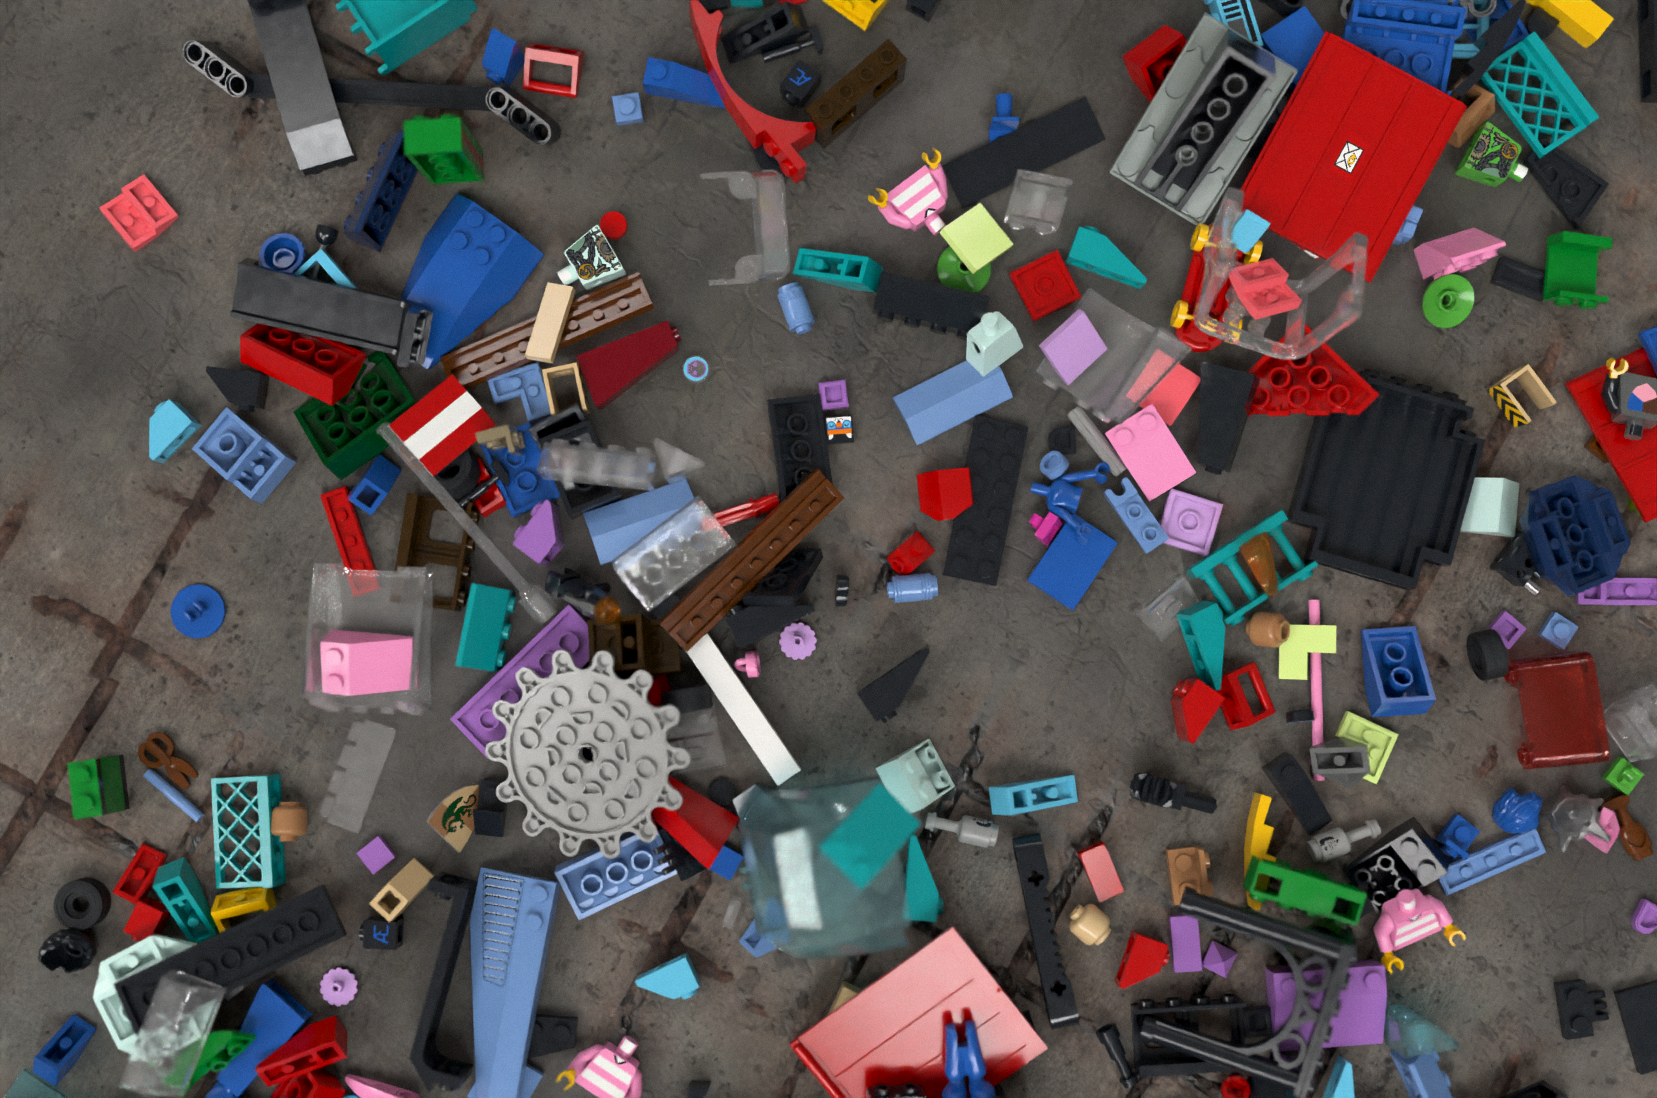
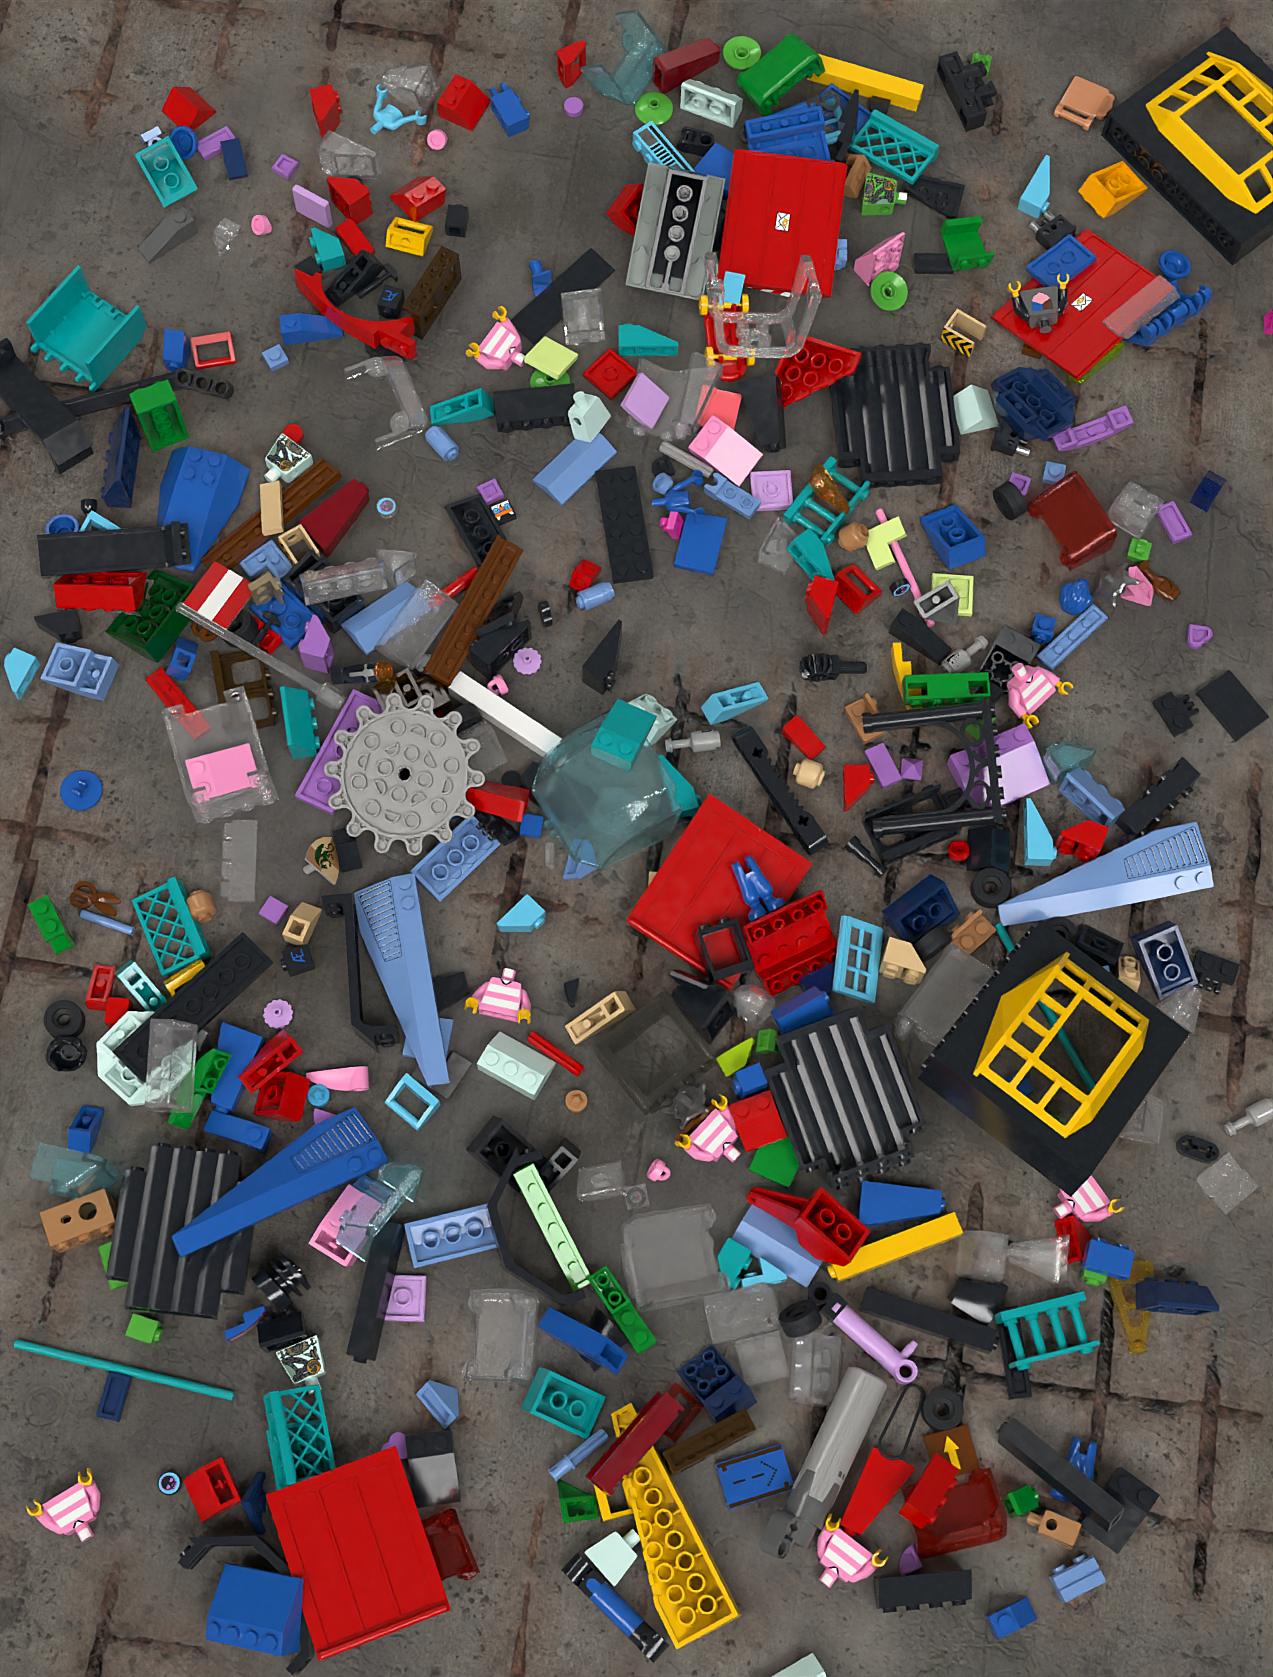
camera: 20 degrees left, 15 degrees down
(945, 493) = (592, 525): red slope -> none
(1264, 288) = (759, 319): coral slope -> none

